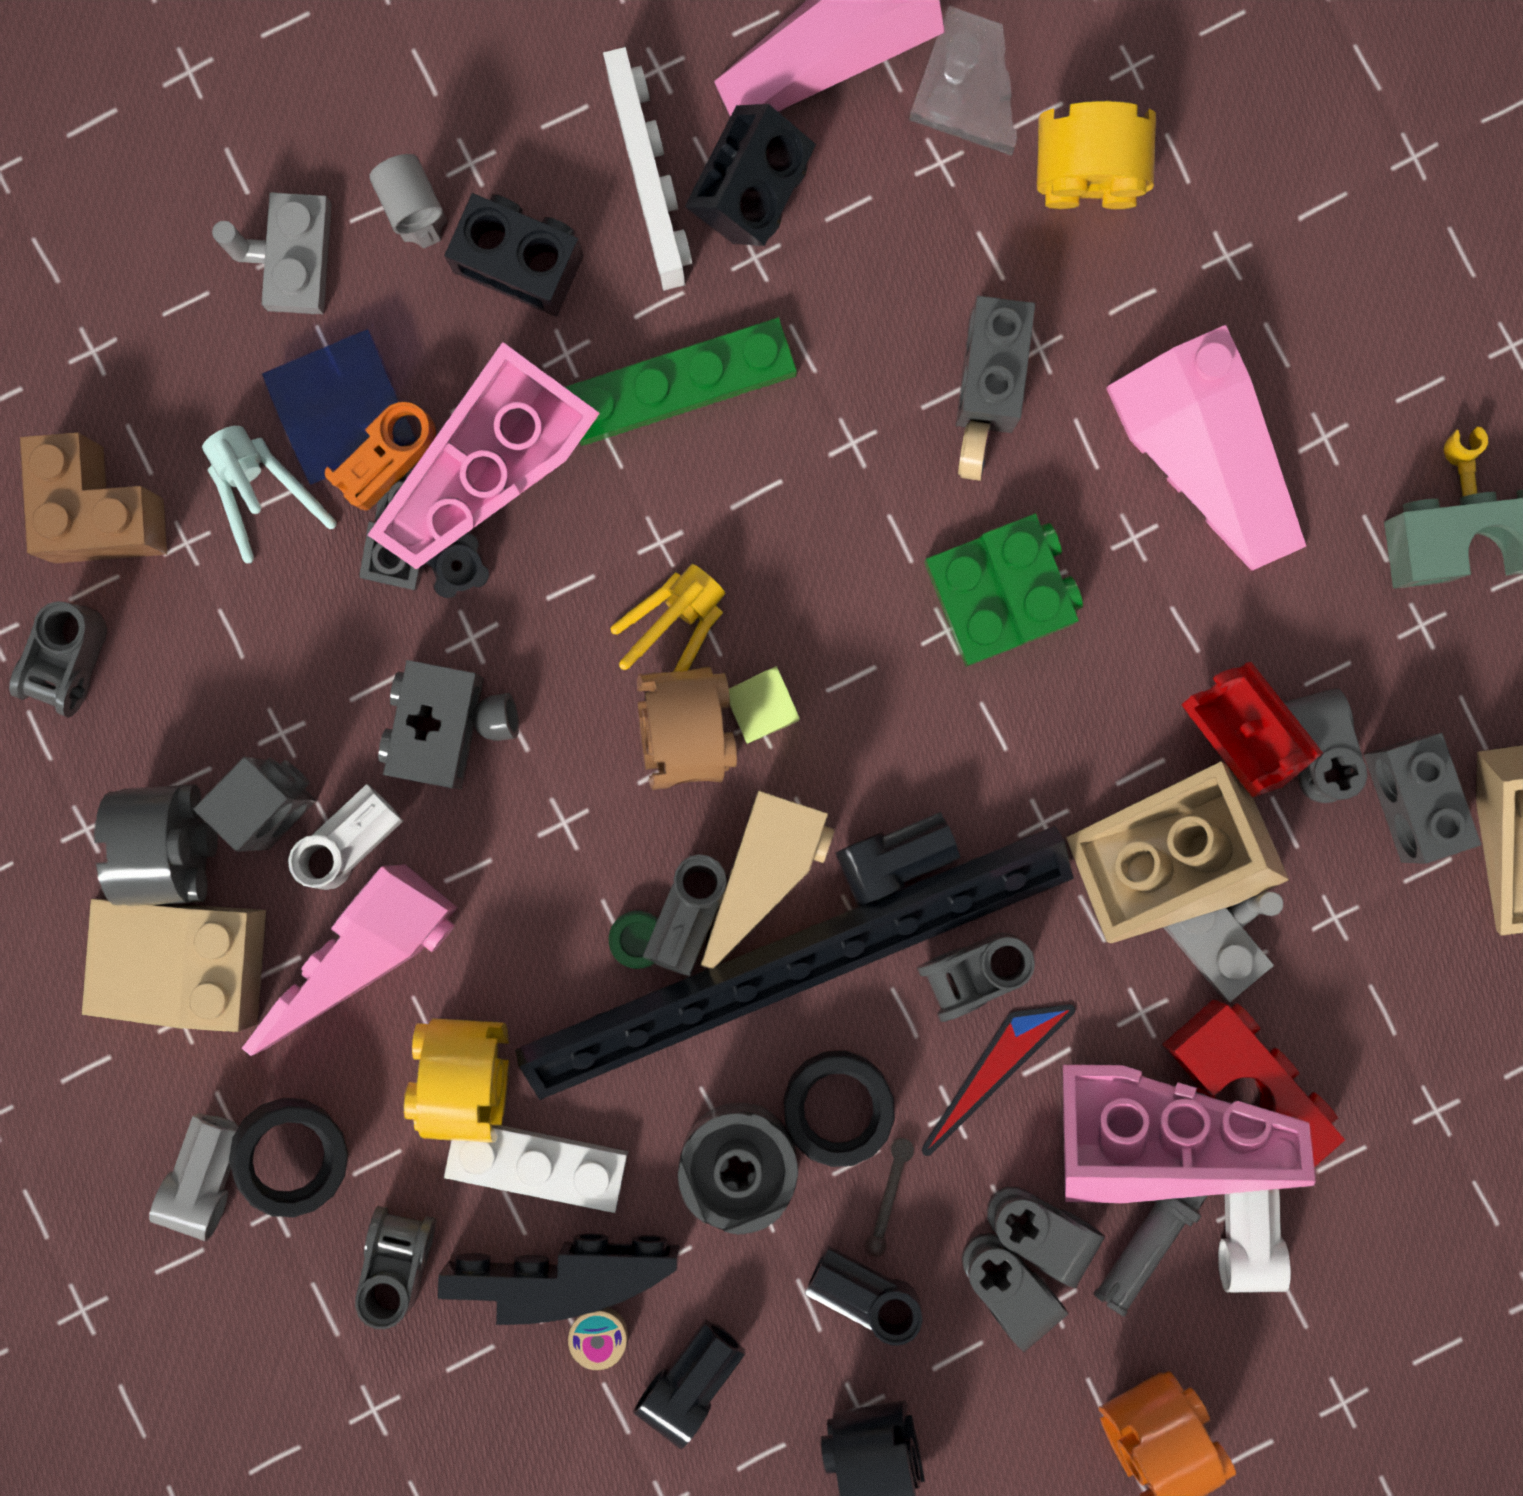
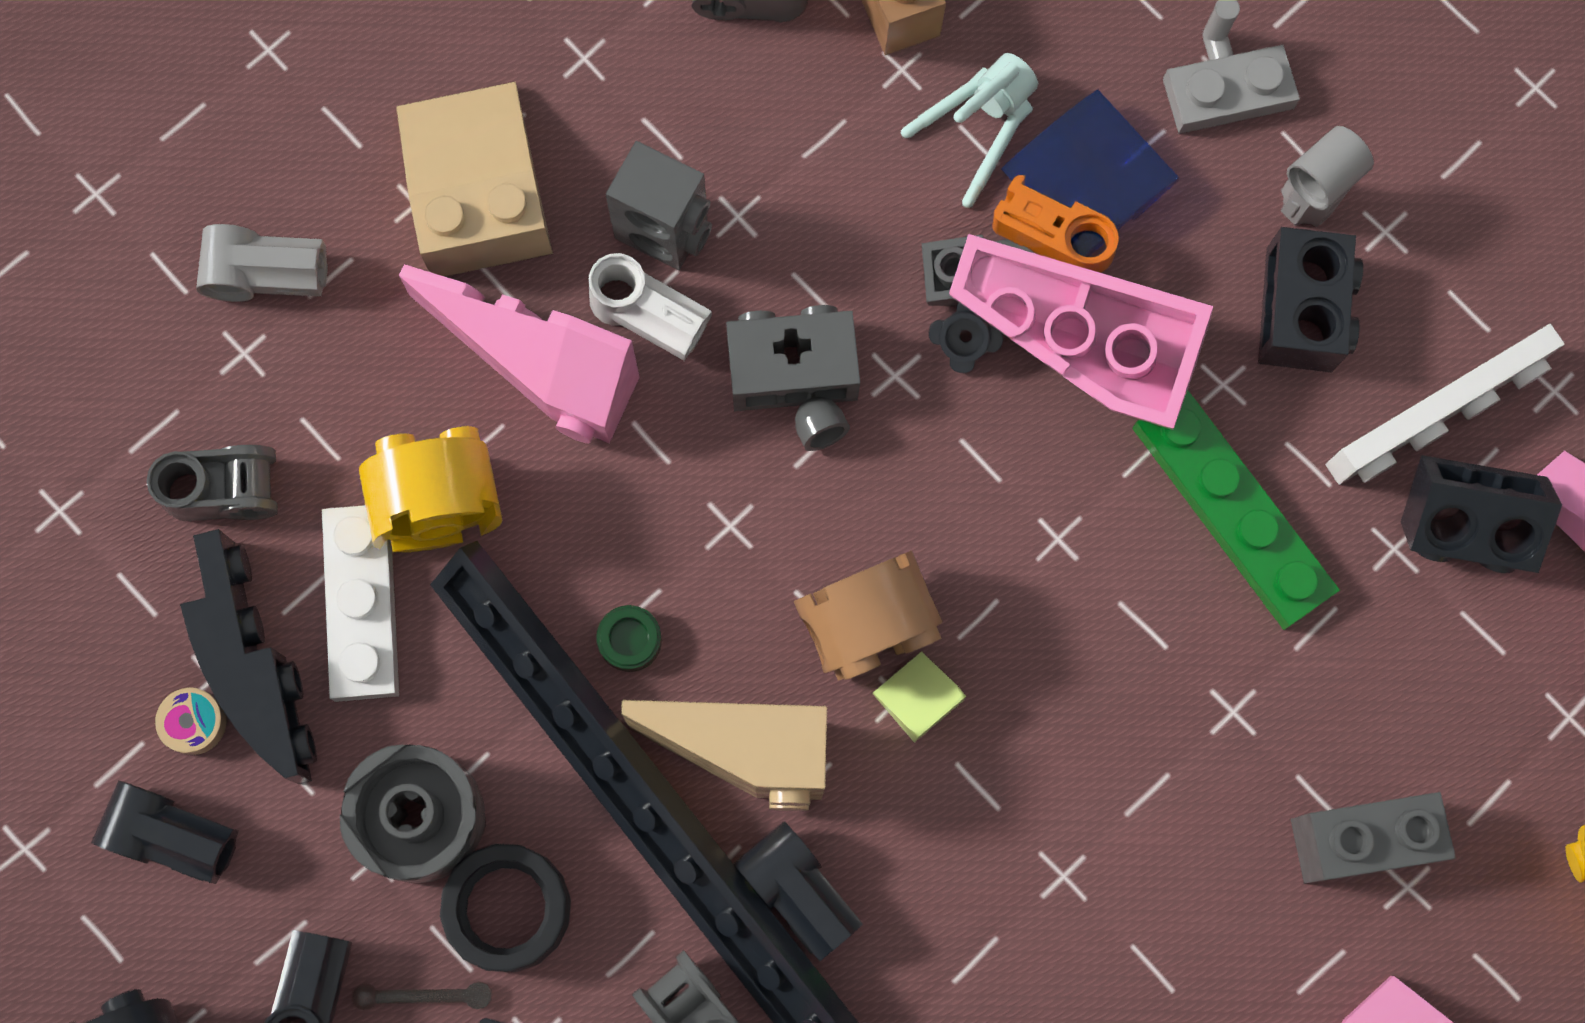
camera: 70 degrees right, 10 degrees down
(154, 846) = (585, 119): dark grey brick -> none
(314, 1193) = (261, 368): black tyre -> none
(685, 919) = (666, 675): dark grey piece -> none
(689, 597) = (1009, 582): yellow plant -> none
(974, 450) = (1270, 844): tan tile -> none
(1004, 589) = (1129, 925): green plate -> none

